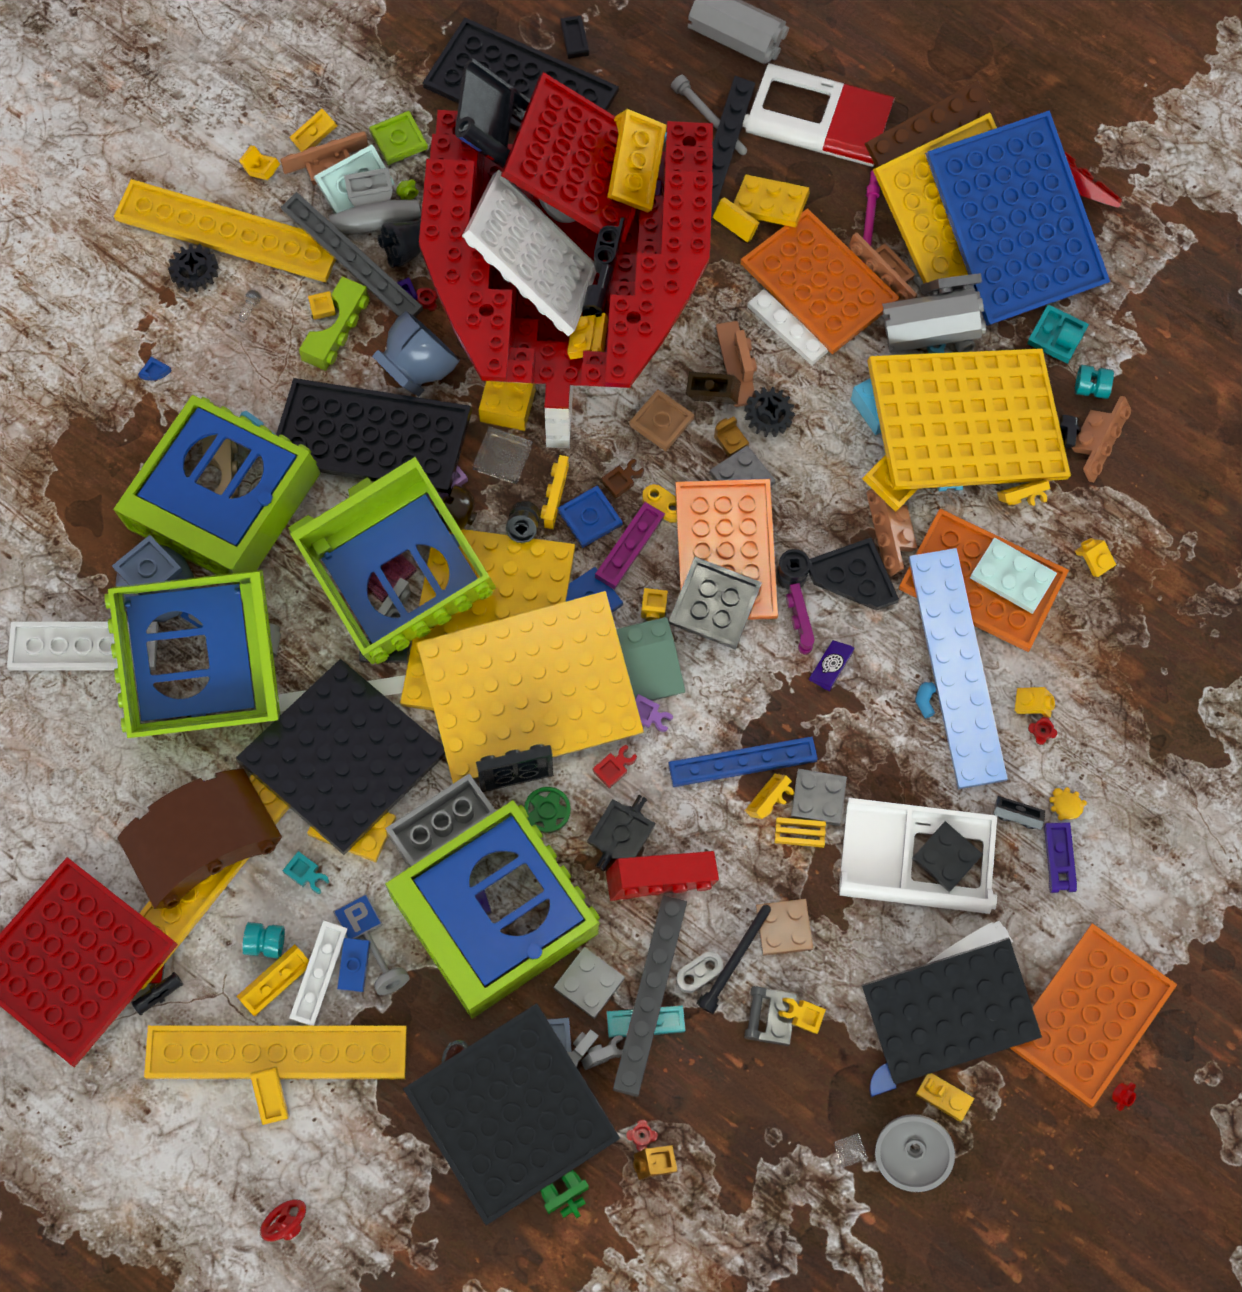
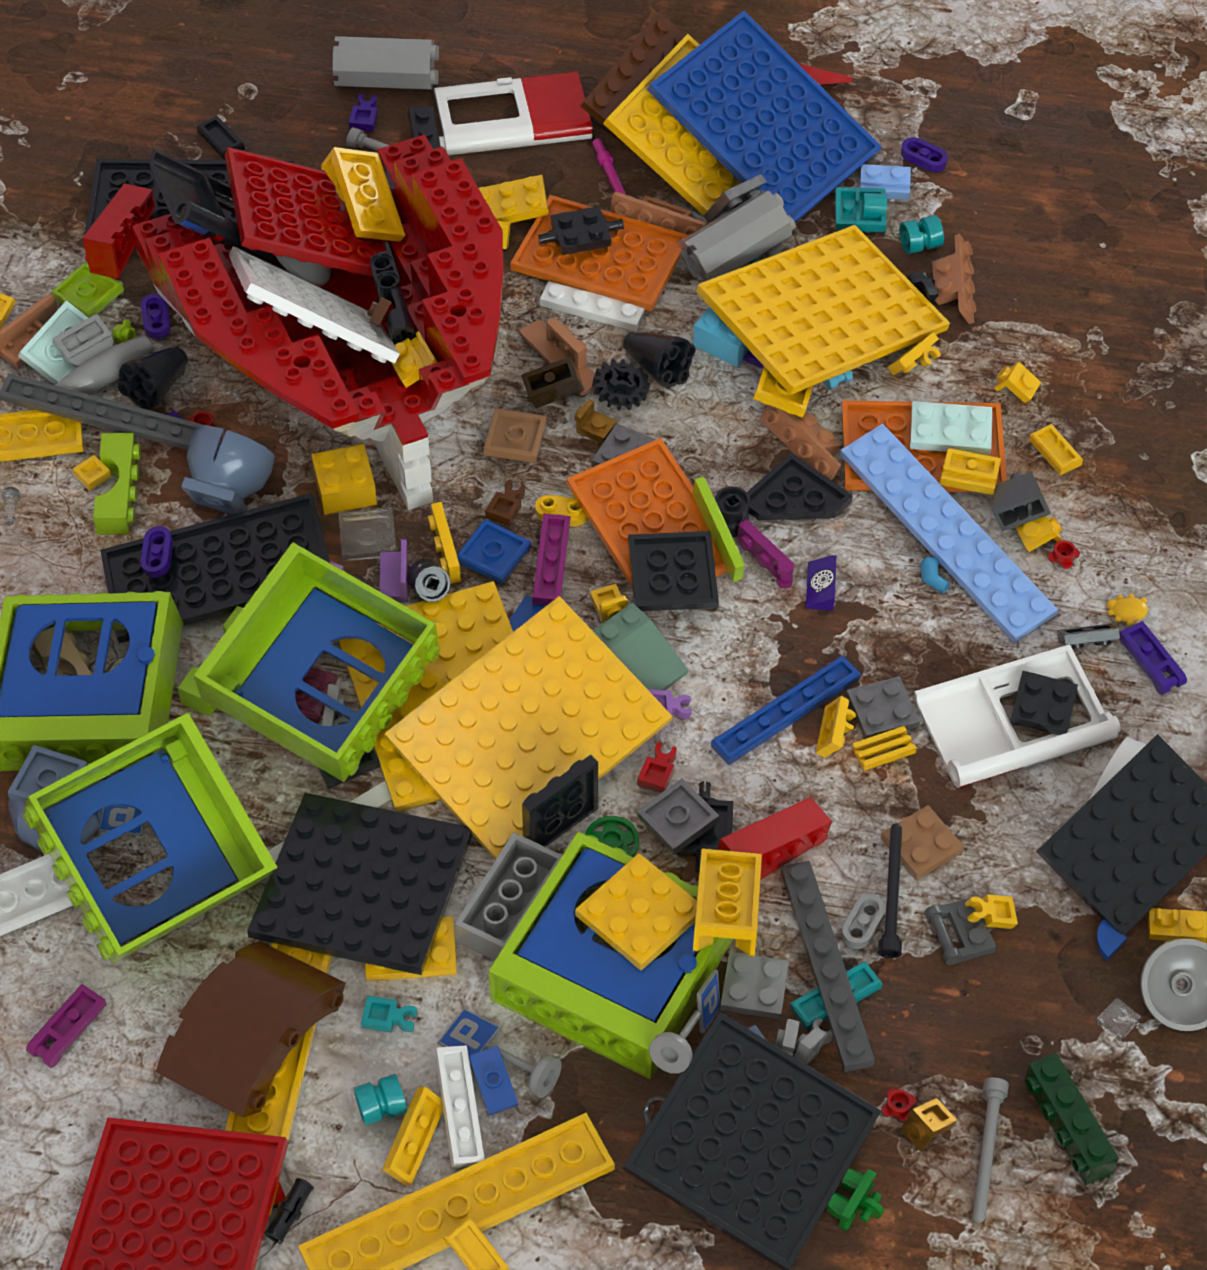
camera: 25 degrees left, 15 degrees down
(76, 767) = (66, 1025): none -> magenta plate
(328, 403) = (156, 554): none -> dark purple plate
(436, 94) = (111, 236): none -> red wedge
(483, 1019) = (671, 1050): none -> light grey piece
(504, 498) = (394, 573): none -> medium lavender panel
(521, 891) = (639, 911): none -> yellow plate
(585, 278) = (378, 311): none -> reddish brown plate
(589, 915) = (728, 899): none -> yellow plate
(603, 818) = (678, 816): none -> flat silver plate
(698, 66) = (364, 115): none -> dark purple plate
(718, 1164) = (995, 1092): none -> light grey piece
(763, 1215) = (1070, 1119): none -> dark green brick
(770, 583) = (718, 529): none -> lime tile
(811, 255) = (580, 230): none -> black plate
(813, 401) = (661, 356): none -> black cone
(1005, 623) = (970, 471): none -> yellow plate
(1030, 668) = (1018, 501): none -> dark grey torso
(1091, 633) = (1056, 449): none -> yellow plate
(1097, 313) = (892, 178): none -> light blue plate
(1143, 305) = (924, 154): none -> dark purple plate

